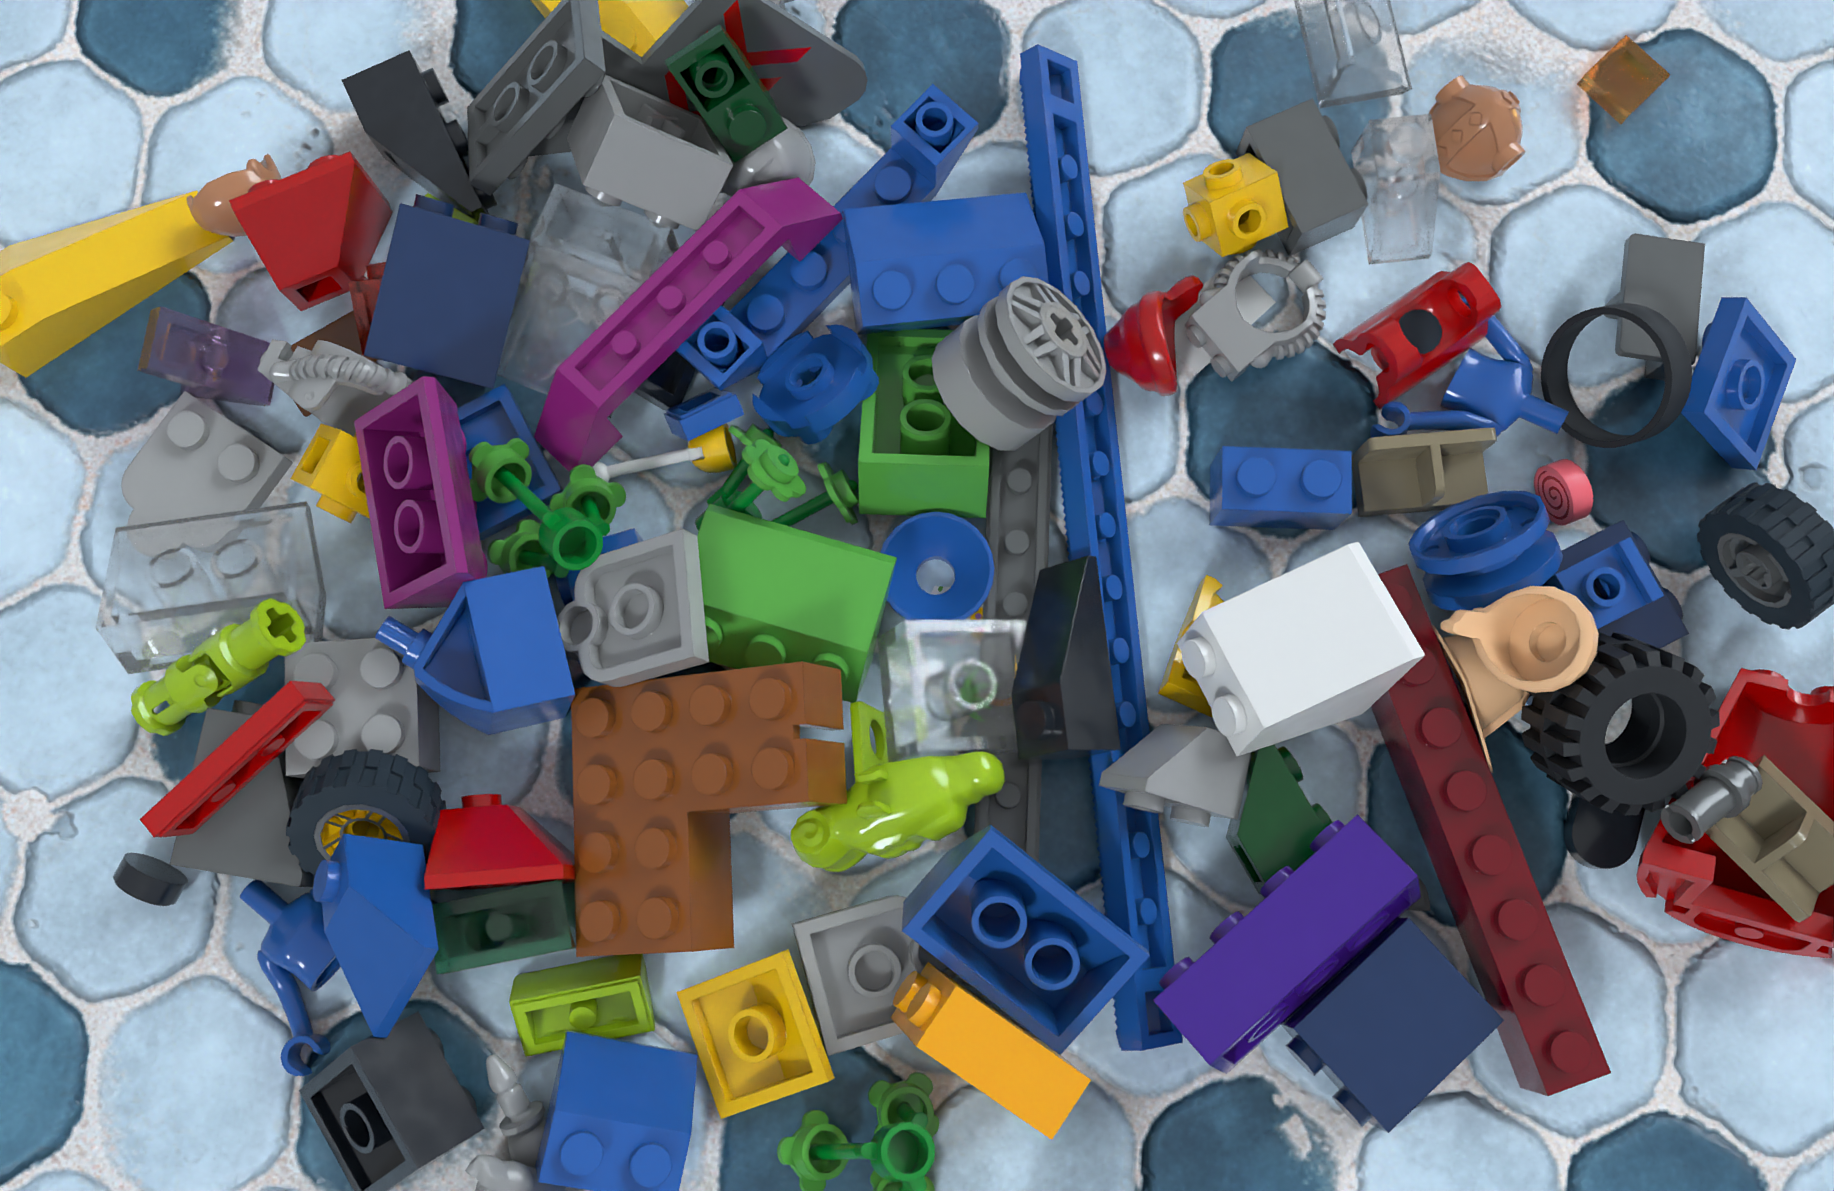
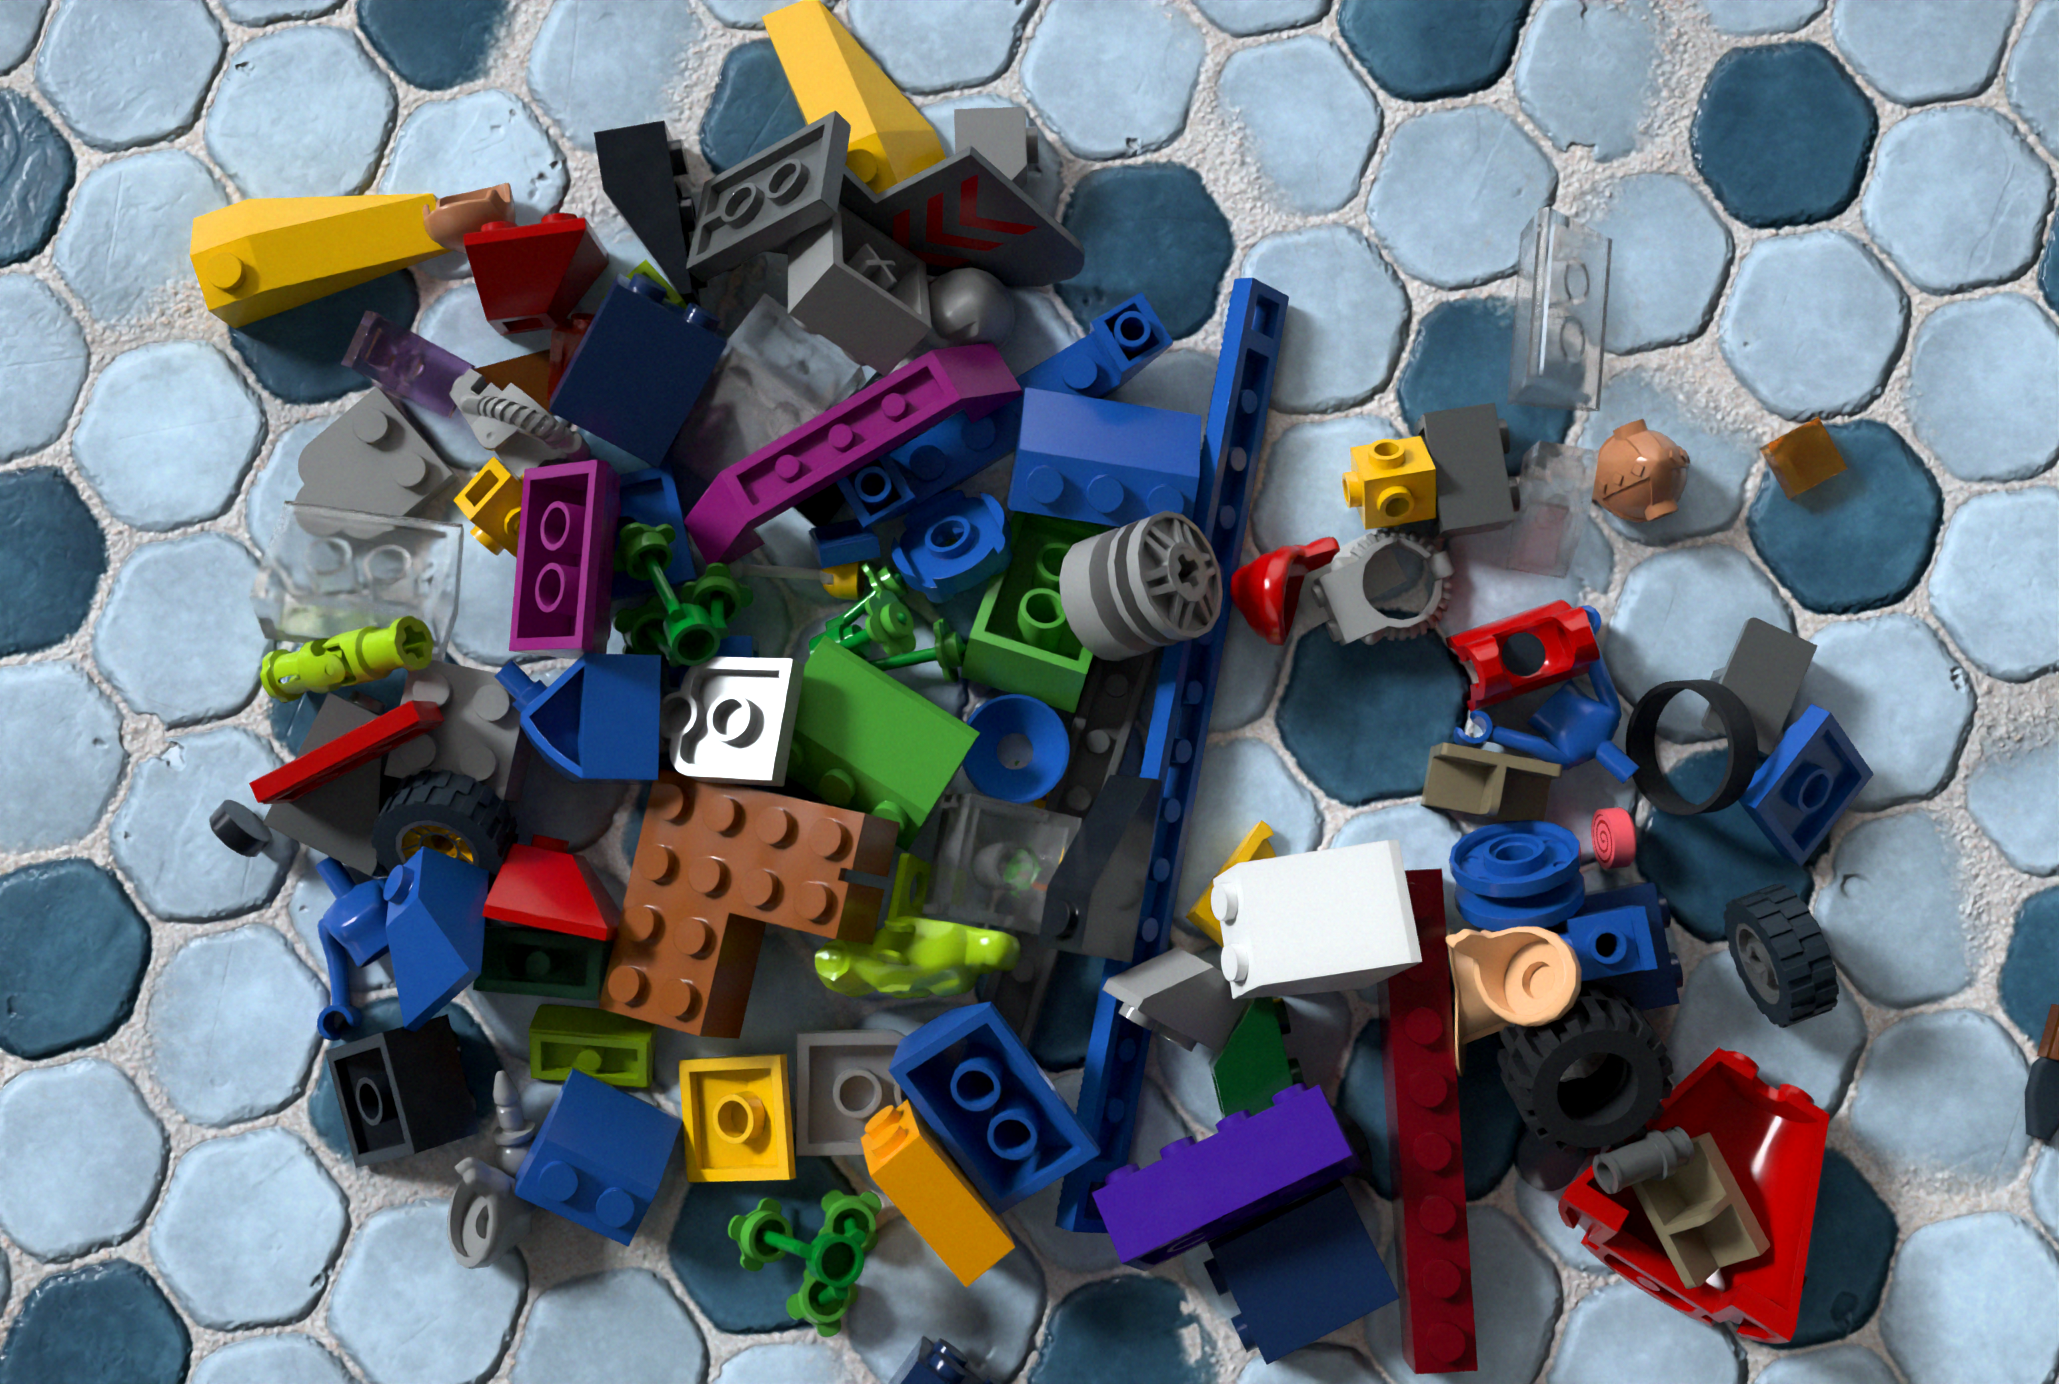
camera: 15 degrees right, 5 degrees up
(727, 92) = (947, 258): dark green slope -> none
(1280, 488) = (1352, 761): blue brick -> none

